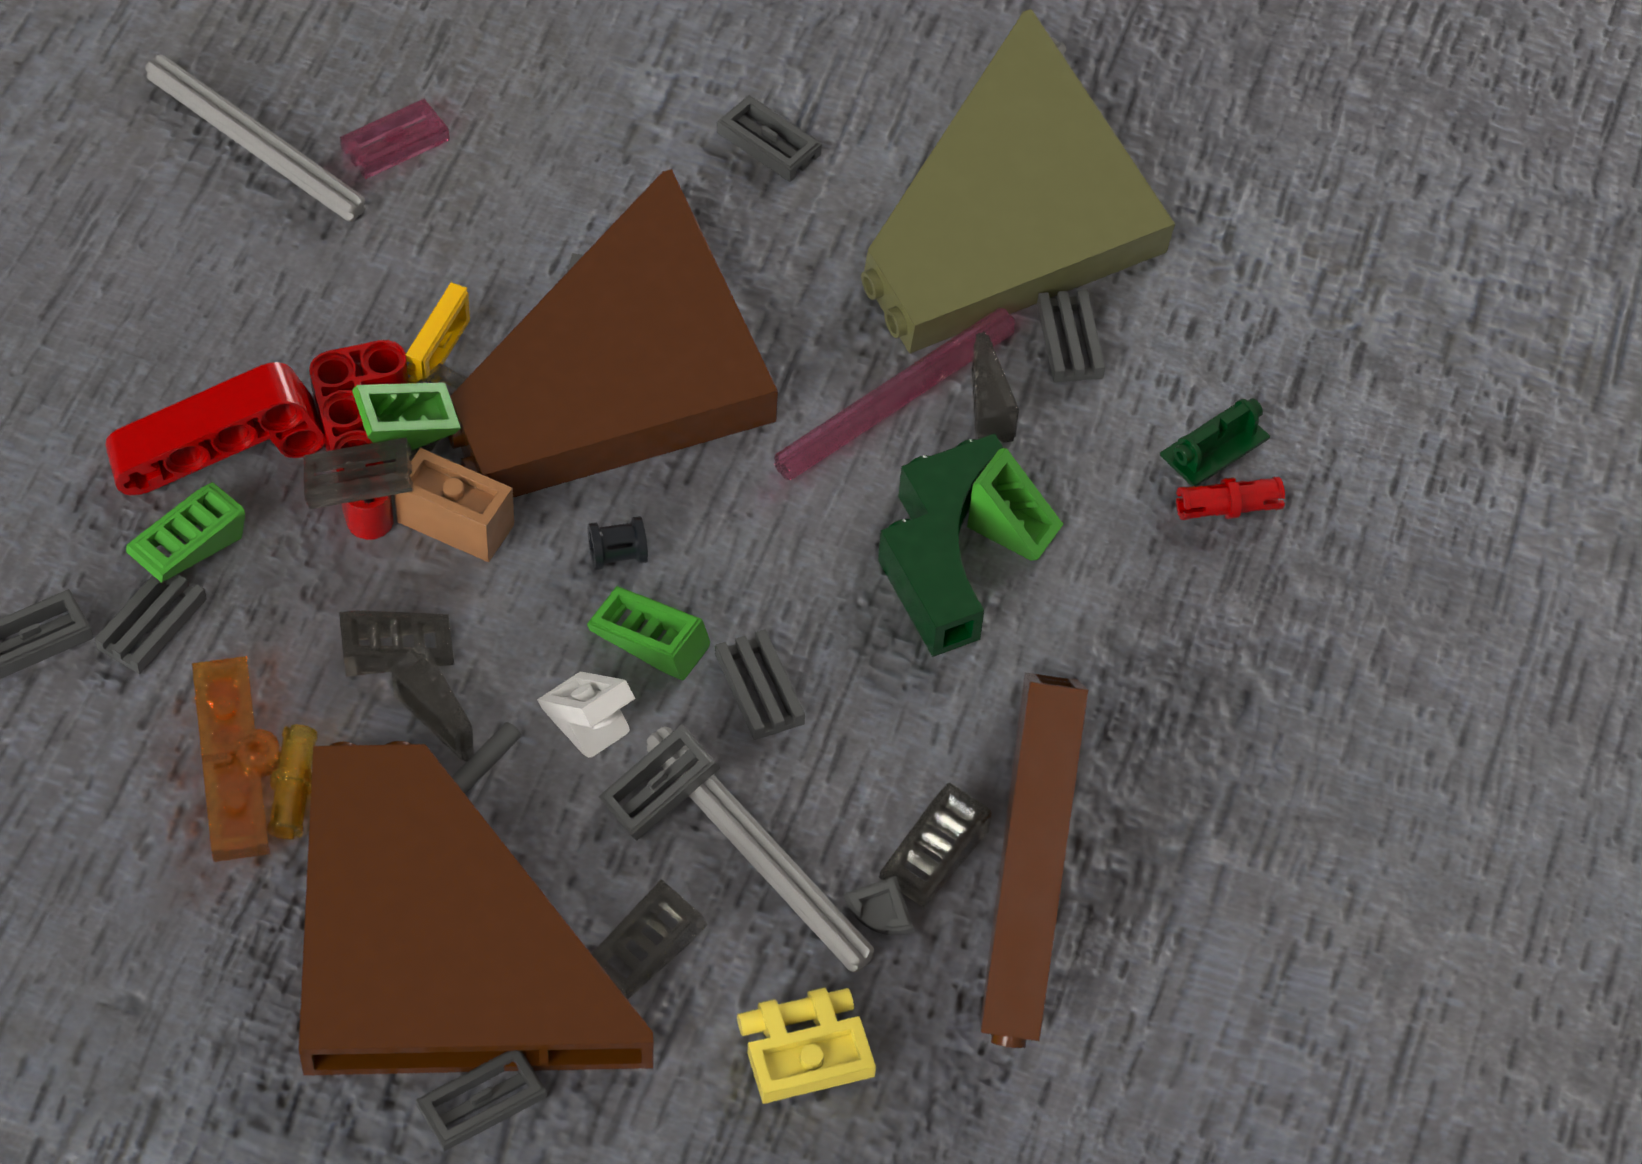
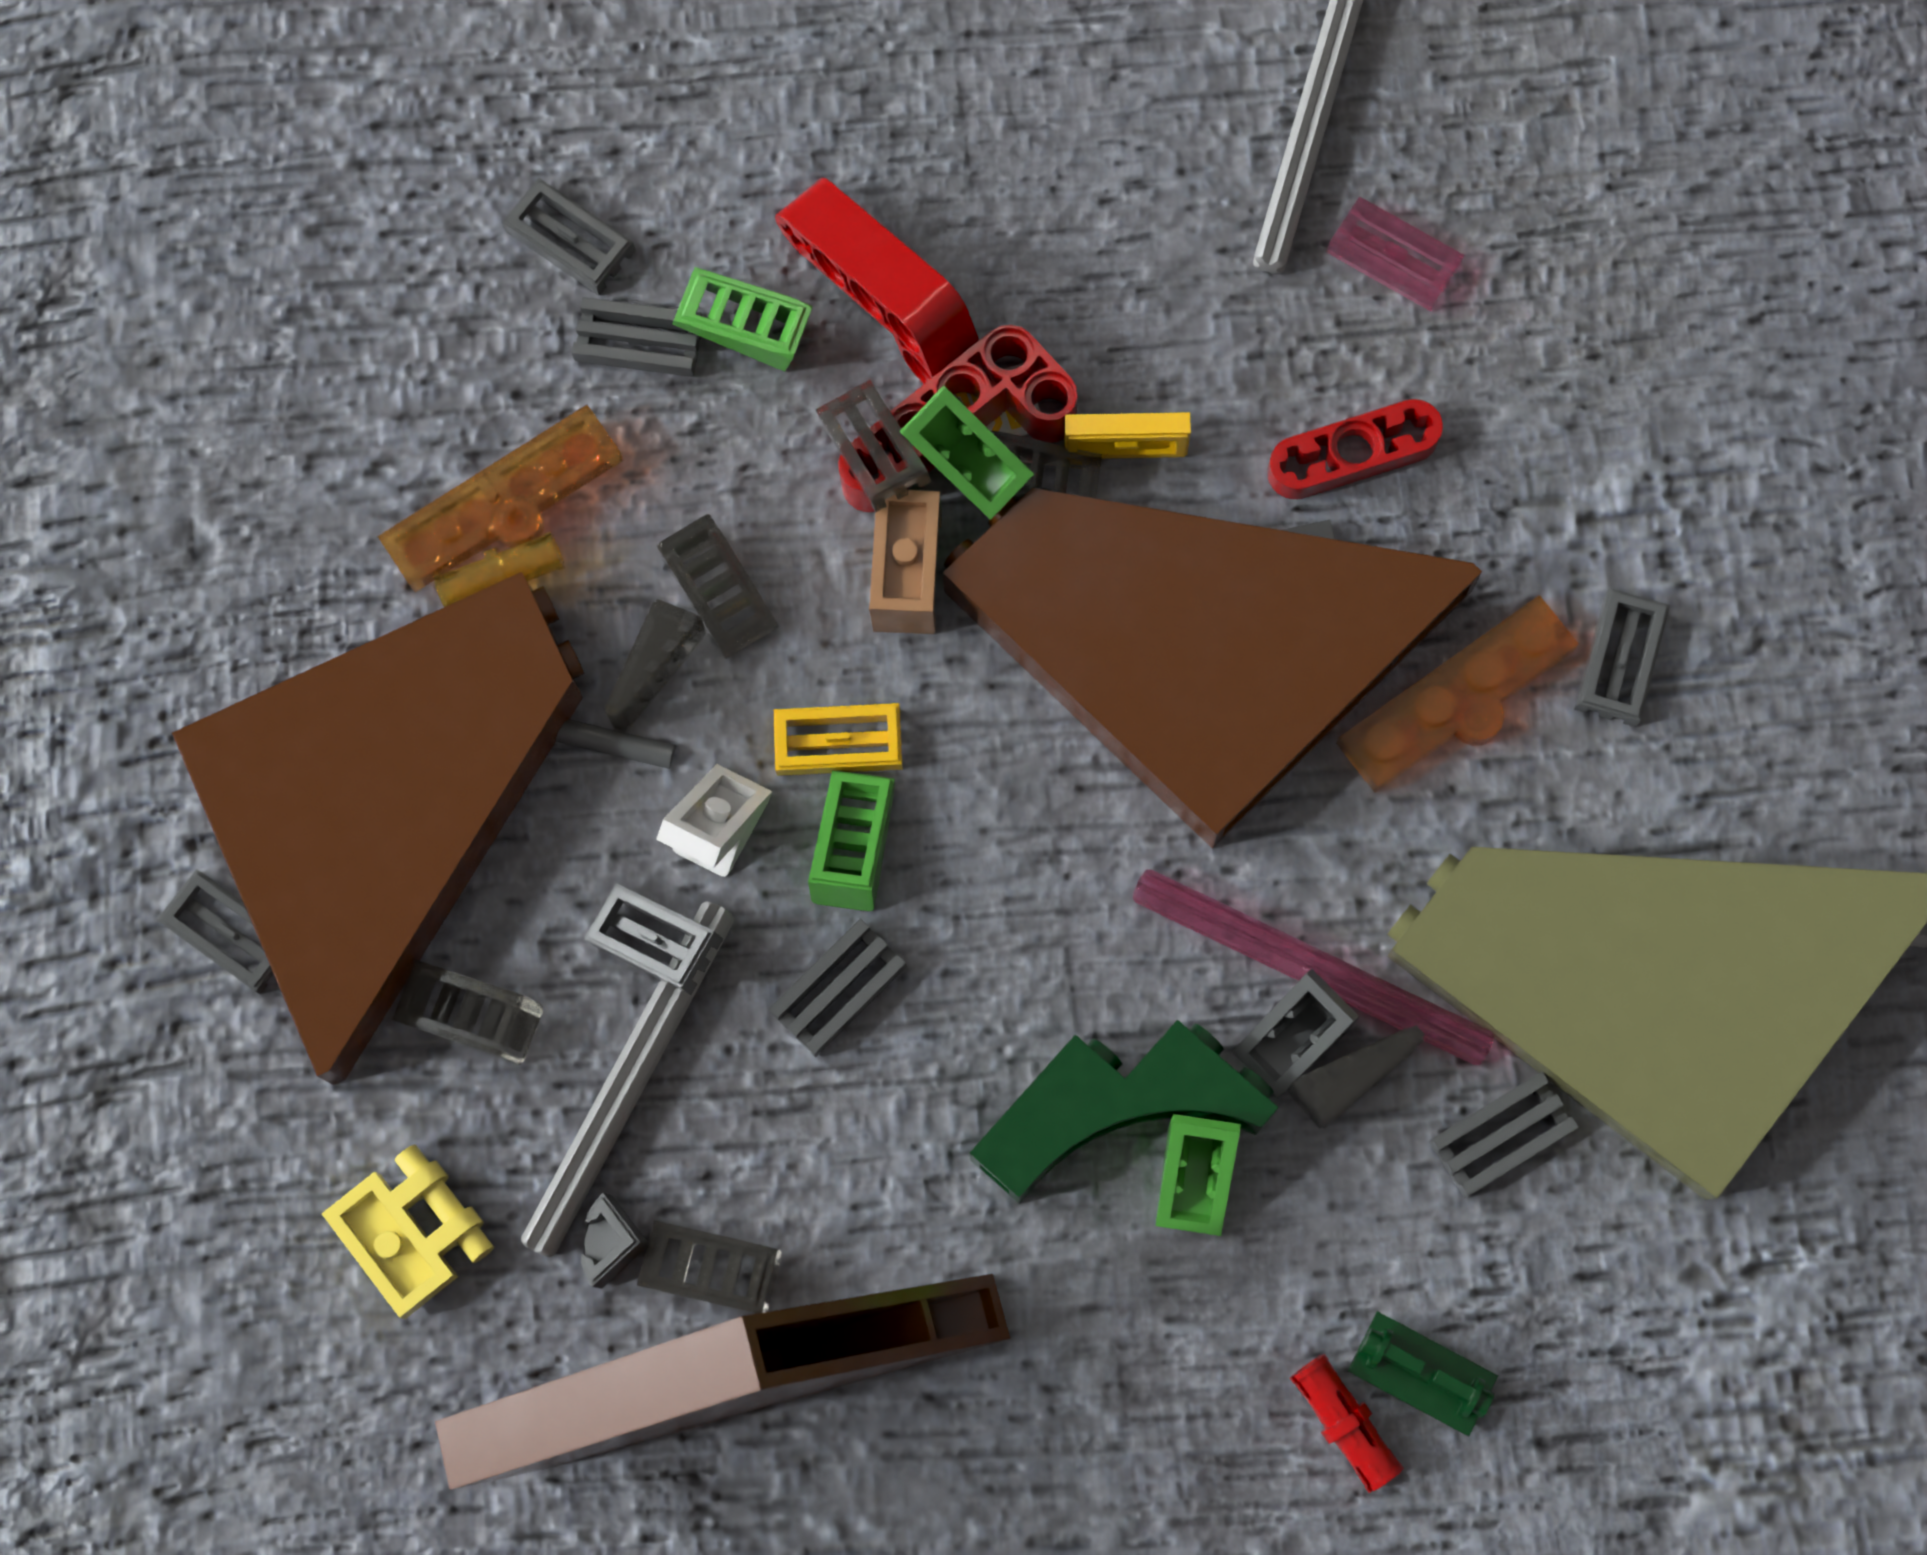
camera: 75 degrees right, 20 degrees up
(536, 234) = (1307, 449): none -> red beam
(548, 646) = (839, 762): none -> yellow tile
(617, 543) = (944, 753): black bush -> none
(746, 235) = (1458, 696): none -> clear orange hinge
(939, 403) = (1296, 1033): none -> dark grey slope

